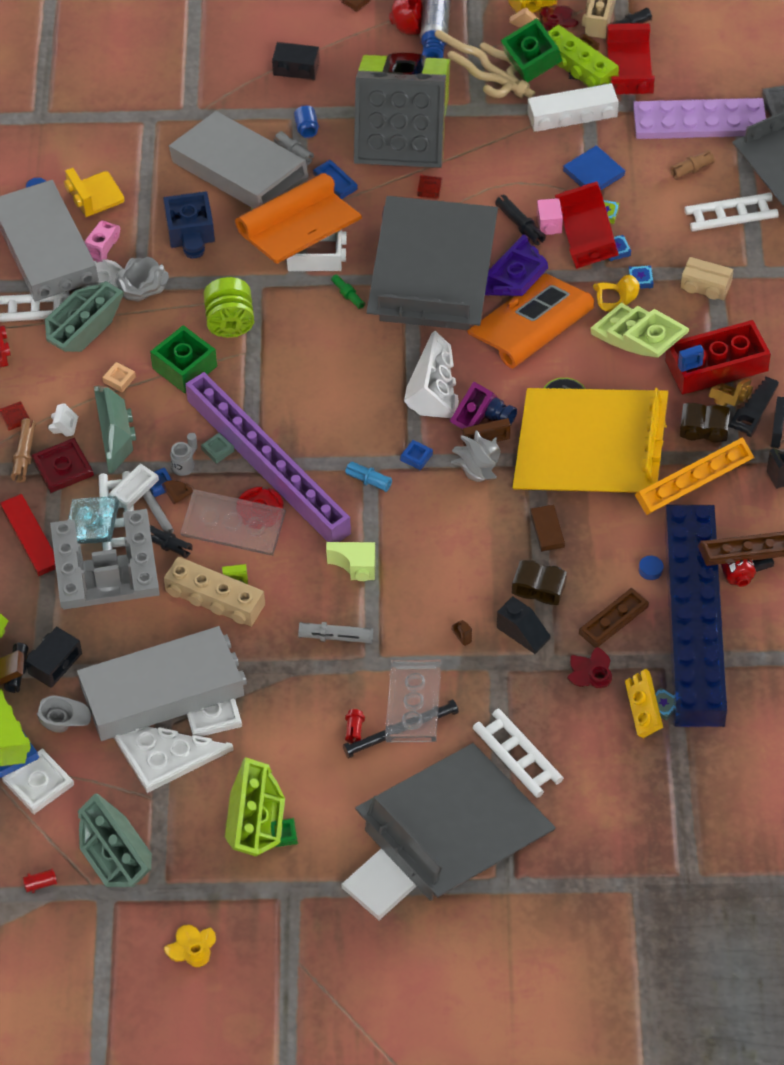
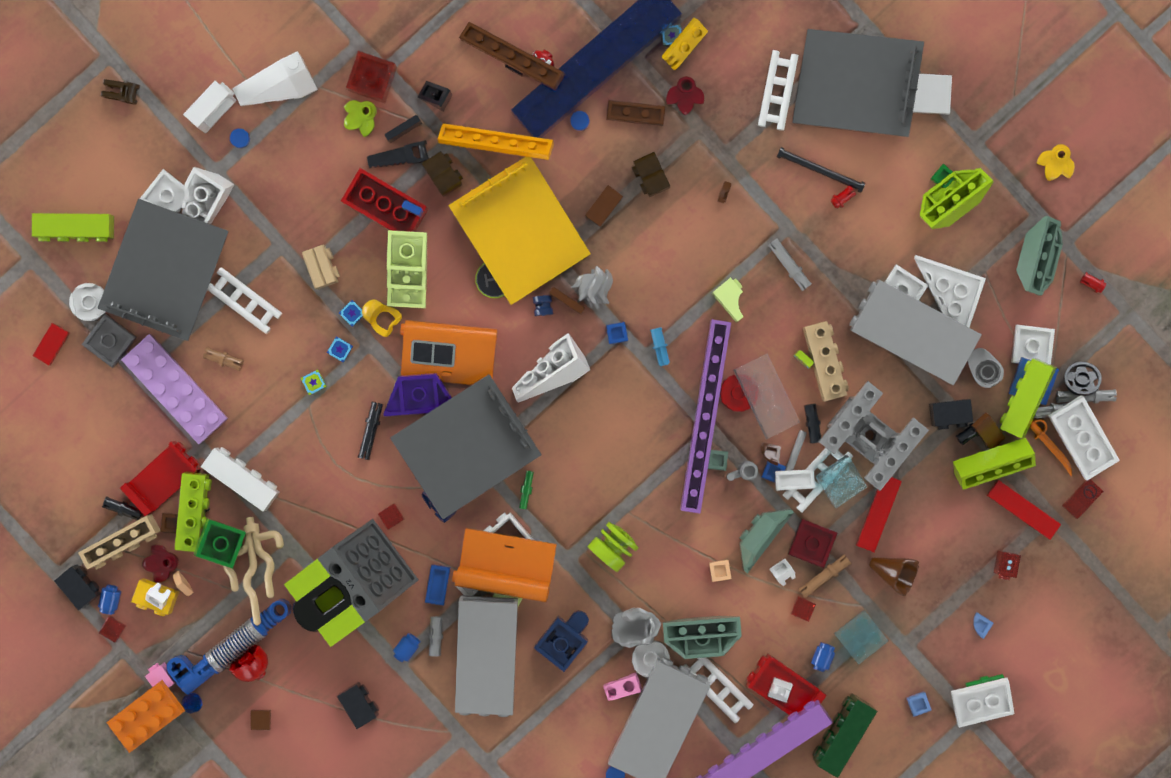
camera: 135 degrees left, 35 degrees up
(94, 192) = (588, 731): yellow bracket -> none
(183, 357) = (675, 539): green brick -> none
(413, 701) = (799, 175): clear tile -> none
(473, 406) = (555, 324): magenta slope -> none
(522, 625) = (691, 158): black slope -> none
(549, 216) = (353, 412): bright pink brick -> none
(587, 225) = (340, 379): red panel -> none
(592, 167) = (283, 420): blue tile -> none
(726, 394) = (408, 172): pearl gold bracket -> none

